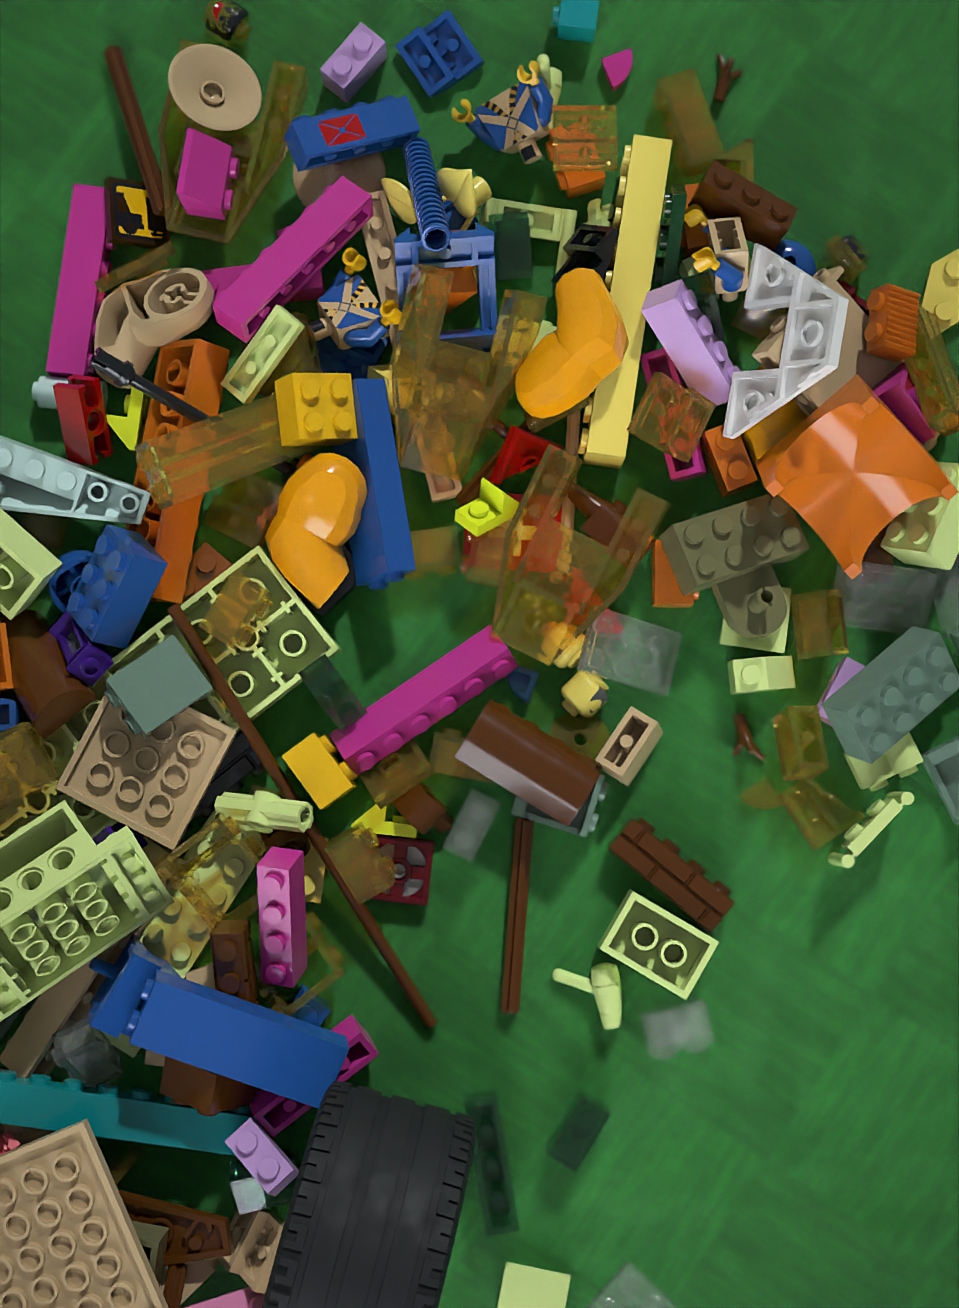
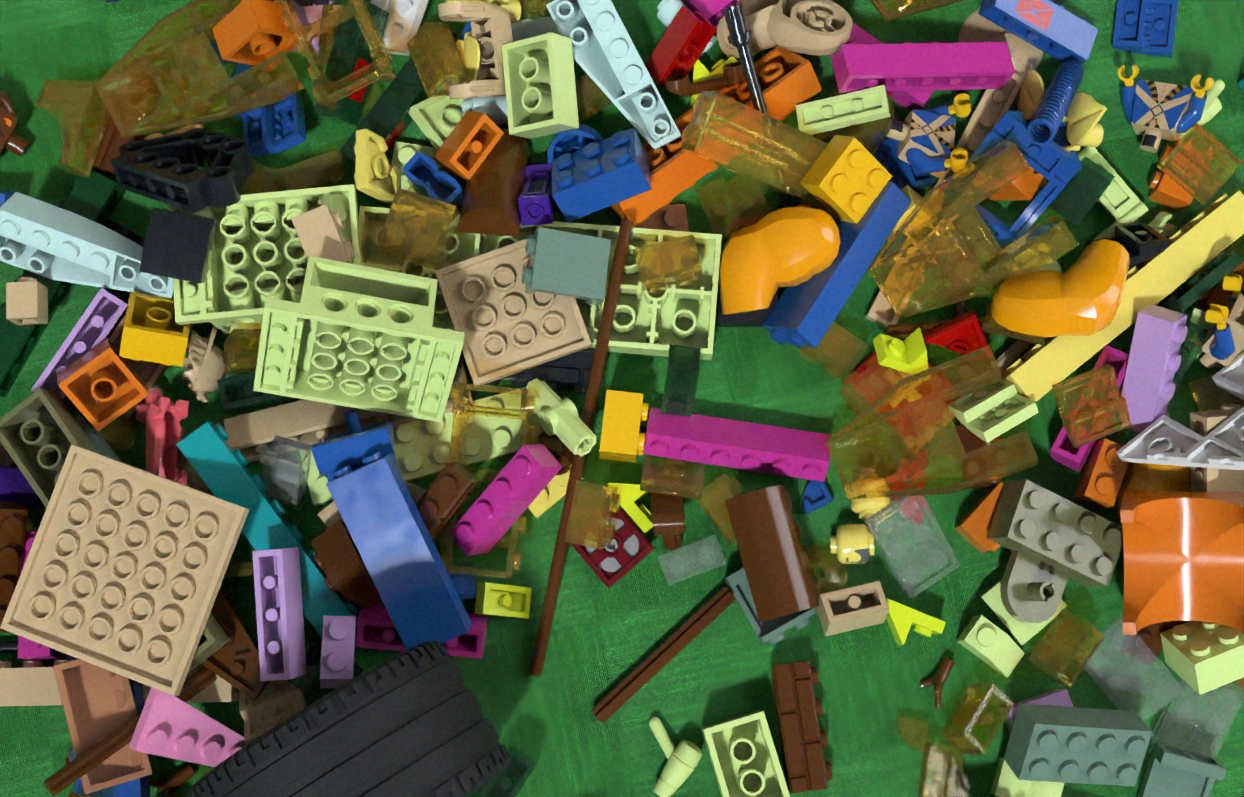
camera: 40 degrees right, 5 degrees down
(112, 451) = (680, 84): none -> reddish brown bar
(188, 1172) = (279, 614): none -> lavender brick
(353, 993) = (502, 600): none -> neon yellow slope
(598, 490) = (993, 409): none -> yellowish green slope
(674, 717) = (902, 617): none -> neon yellow slope

